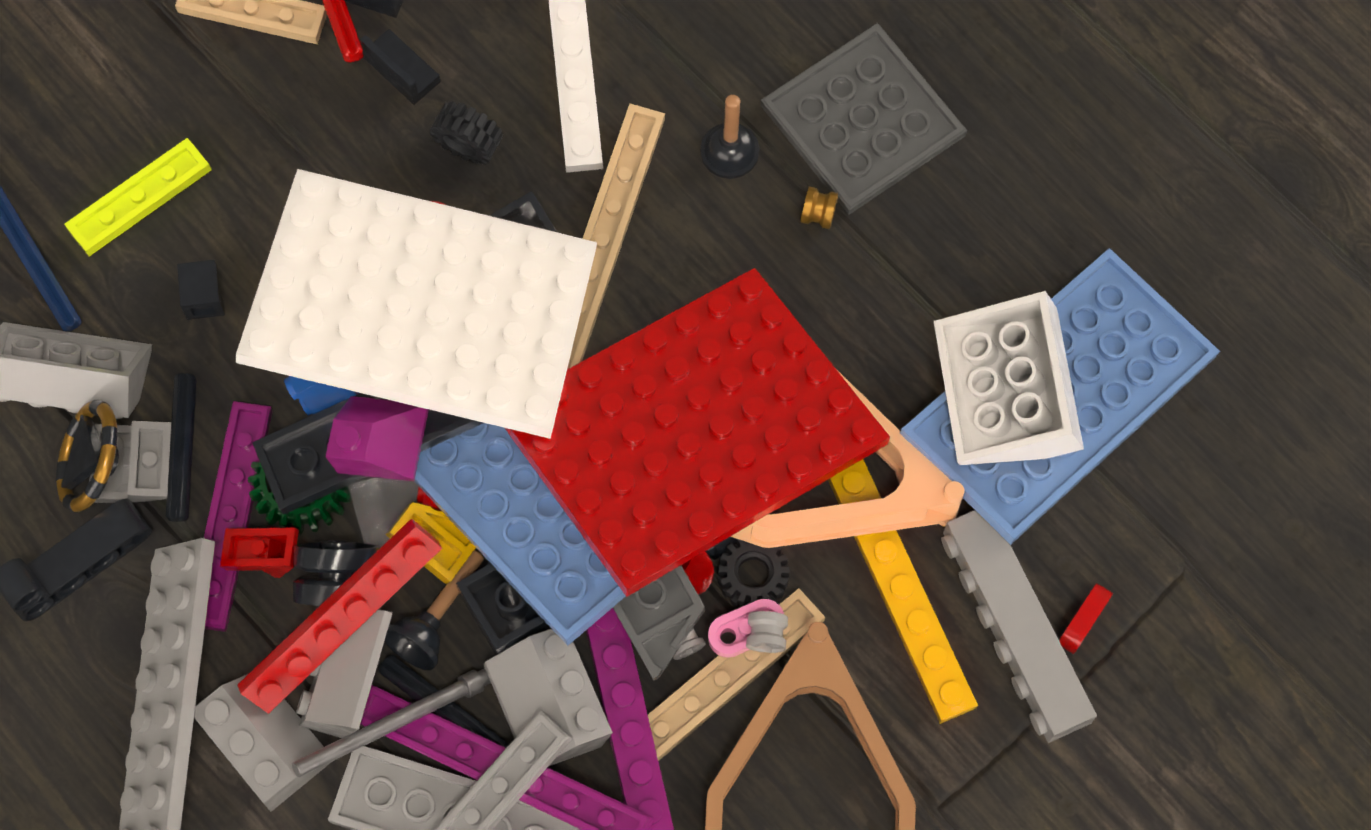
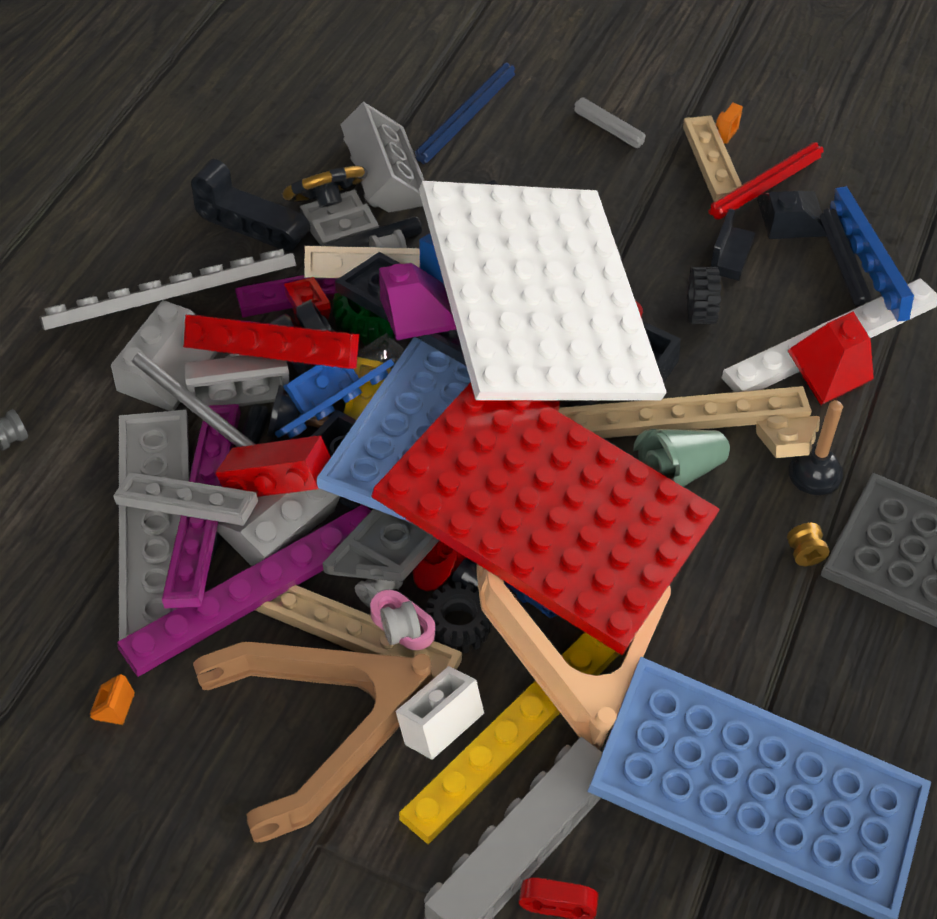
camera: 65 degrees right, 20 degrees down
(127, 88) = (609, 122): none -> light grey axle
(138, 197) = (534, 153): neon yellow plate -> none
(208, 426) = (395, 240): none -> light grey bush
(233, 464) = (337, 261): none -> tan plate
(433, 590) = (323, 386): none -> blue bracket
(511, 679) = (275, 466): none -> red brick
(610, 53) = (835, 358): none -> red slope
(666, 269) = (682, 453): none -> sand green cone
(685, 152) = (788, 435): none -> tan wing
(861, 637) = (440, 712): none -> white brick
(1008, 382) = (738, 726): white slope -> none

